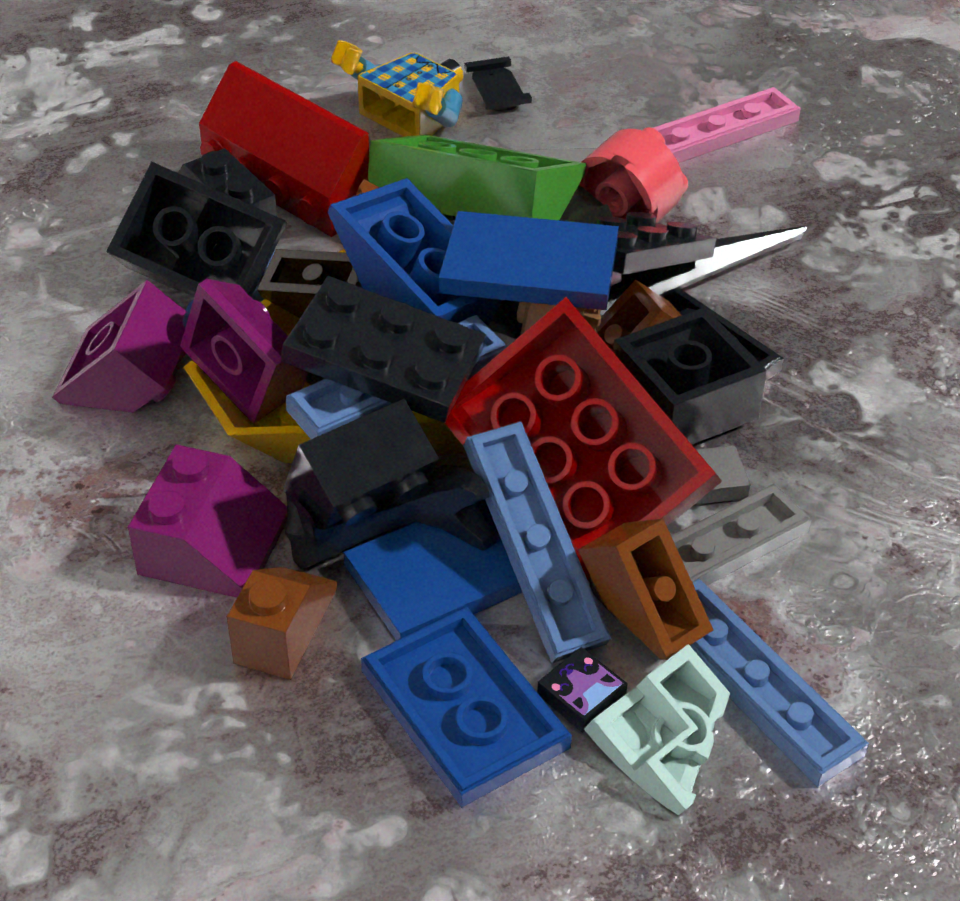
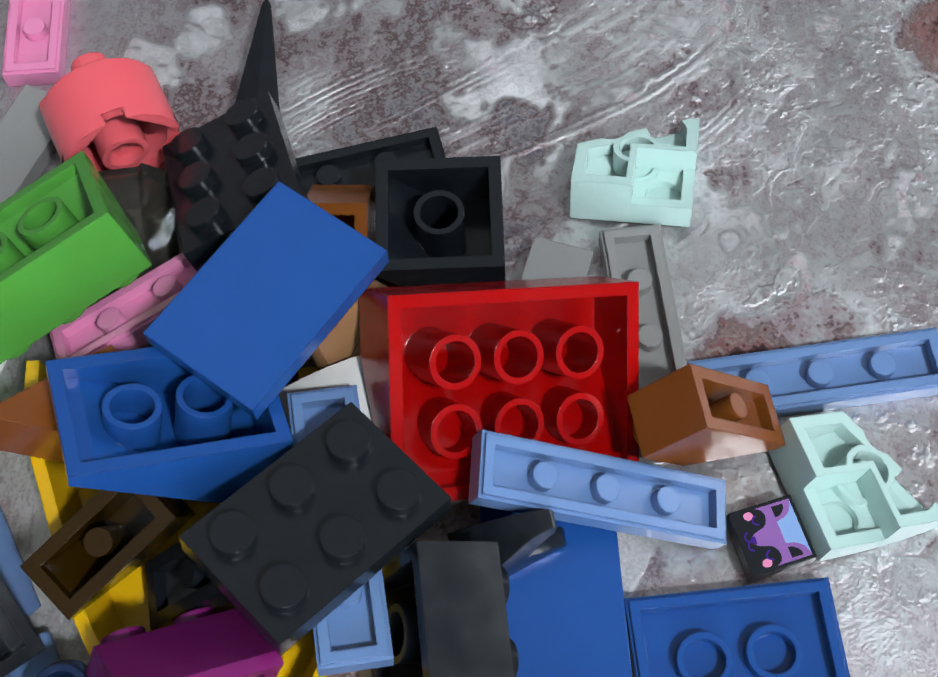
camera: 60 degrees left, 20 degrees up
(845, 493) = (636, 177): none -> light aqua slope

